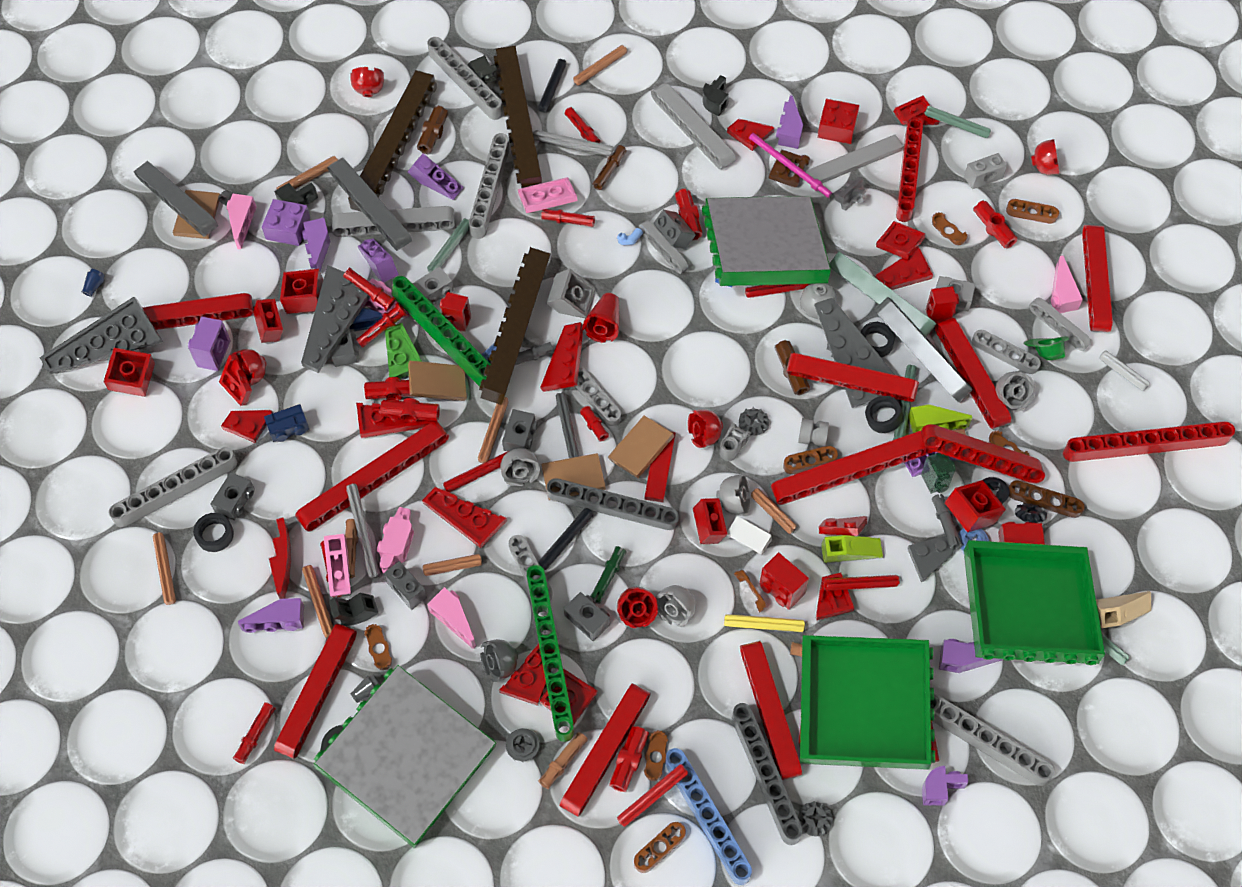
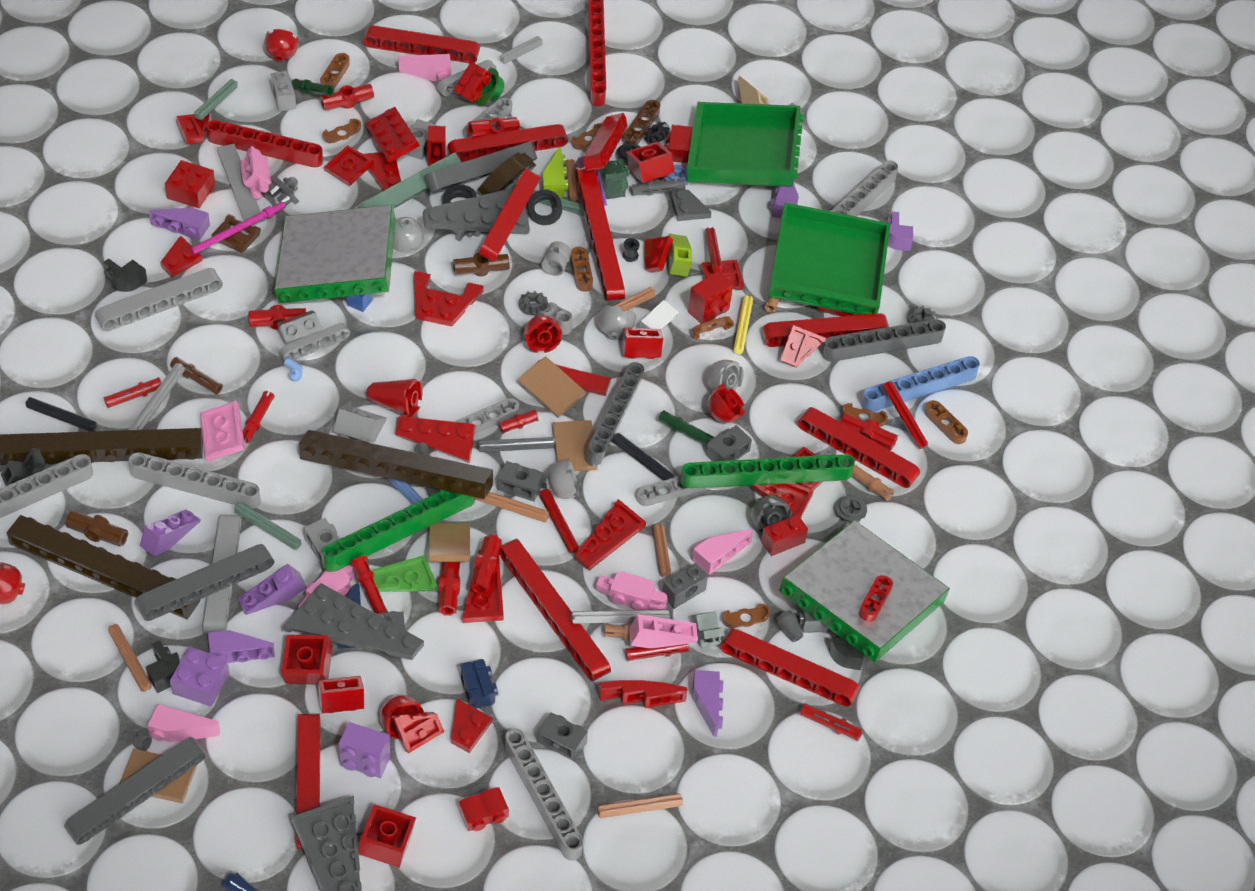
camera: 90 degrees left, 10 degrees down
(158, 443) = (483, 809): none -> red brick
(204, 522) = (601, 770): black tyre -> none
(318, 600) = (691, 664): nougat axle -> none
(362, 758) = (875, 591): none -> red beam
(376, 294) = (337, 578): red pin -> none
(456, 310) = (366, 511): red brick -> none
(476, 676) = (784, 535): none -> red brick
(599, 65) = (45, 369): nougat axle -> none
(733, 340) = (441, 306): none -> red wing
(735, 678) = (799, 346): none -> wing
(849, 500) = (631, 246): none -> black bush
(866, 165) = (255, 172): none -> bright pink hinge
(911, 367) = (506, 173): none -> dark brown arch
(947, 266) = (392, 134): none -> red plate
(980, 344) = (484, 127): none -> red piece
(996, 189) = (307, 86): none -> dark green pin
(1015, 390) = (534, 116): light grey cylinder -> none
(1046, 325) = (473, 82): none -> red brick

